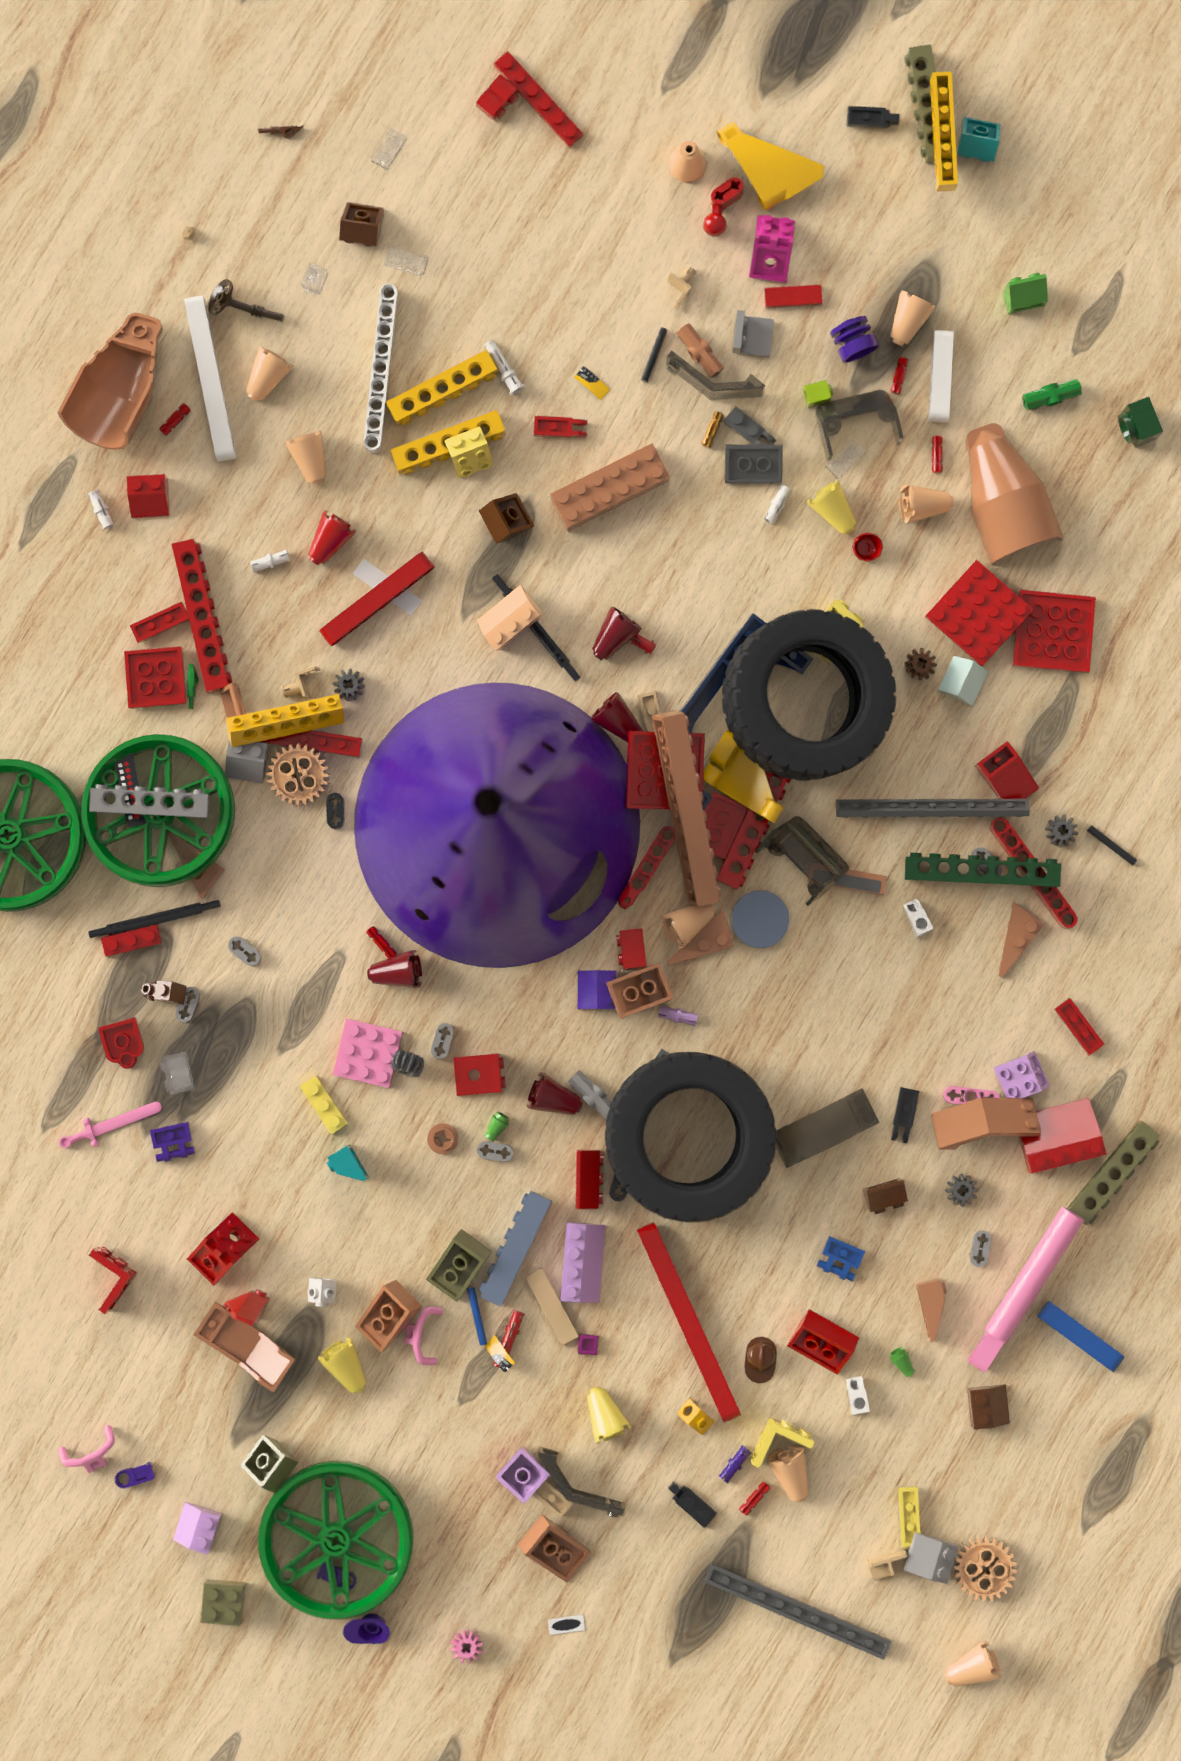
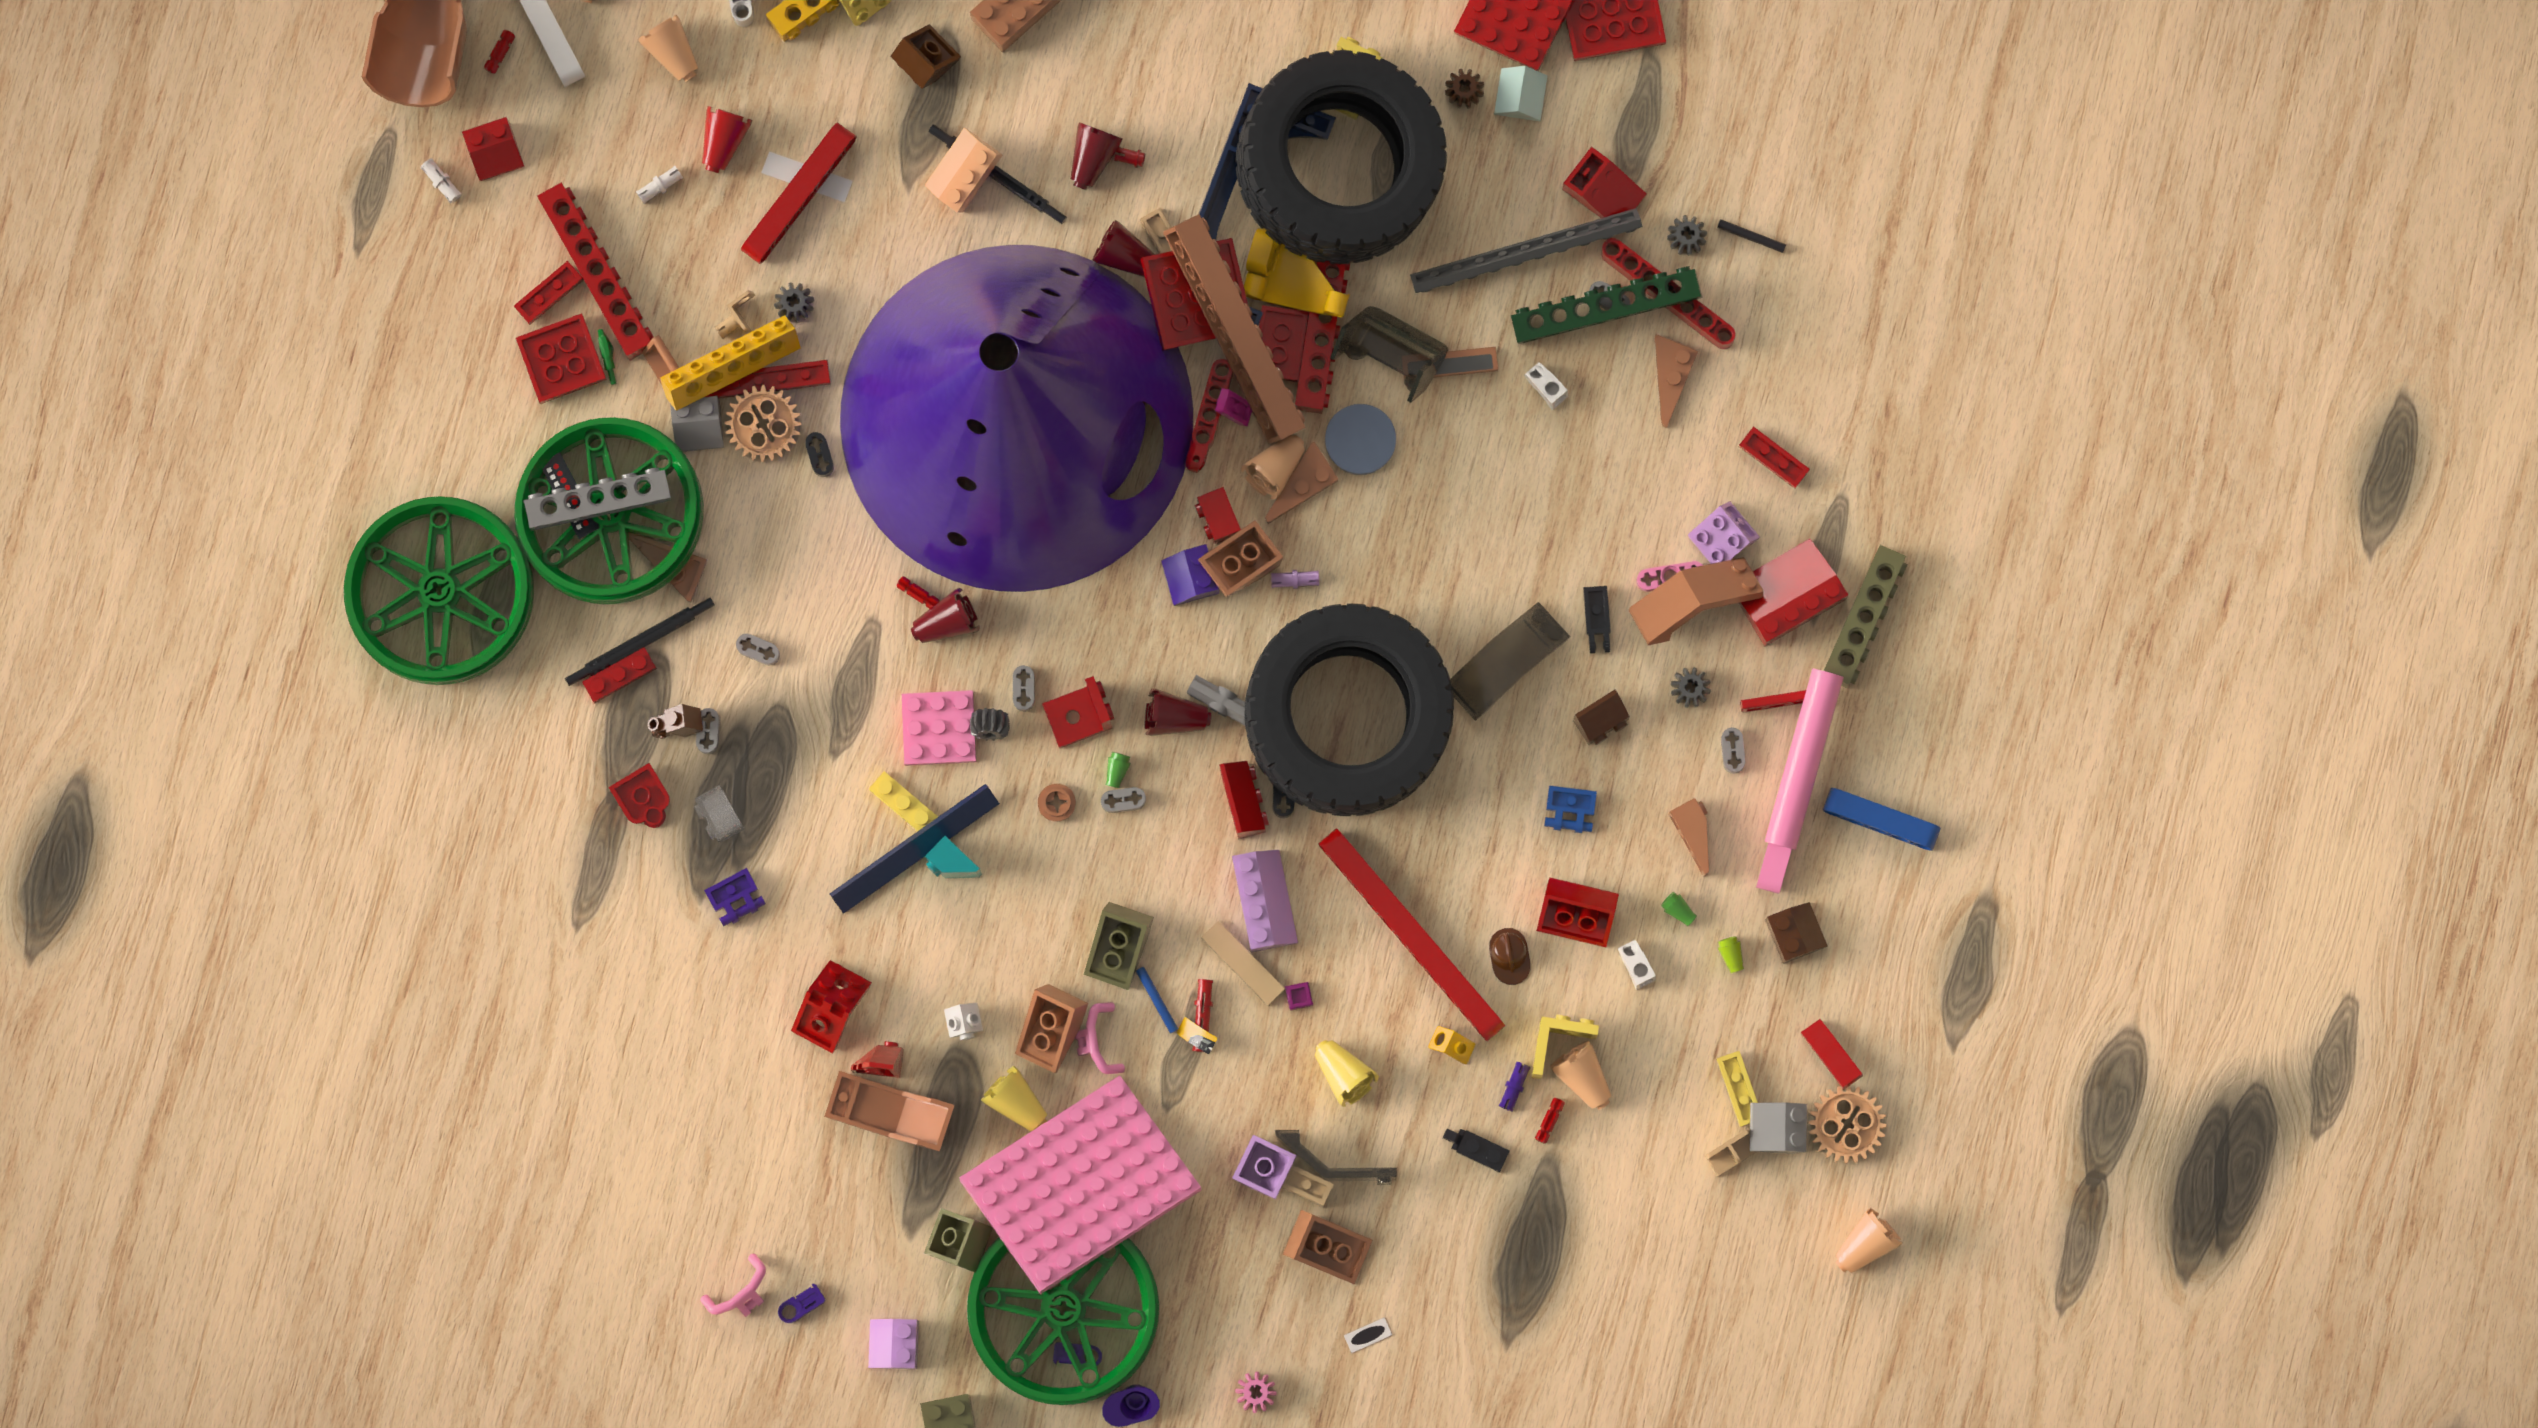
camera: 10 degrees left, 5 degrees down
(110, 1124) = (657, 897): bright pink sword -> none
(117, 1266) = (723, 1077): red bracket -> none
(322, 1143) = (914, 848): none -> dark blue tile
(375, 1449) = (1080, 1184): none -> bright pink plate
(515, 1249) = (1180, 905): sand blue brick -> none
(668, 867) = (1233, 407): none -> dark pink plate
(797, 1611) = (1638, 1238): dark grey plate -> none
(933, 1408) = (1732, 954): none -> lime cone
(989, 1510) = (1831, 1054): none -> red tile
(1023, 1219) = (1772, 701): none -> red tile

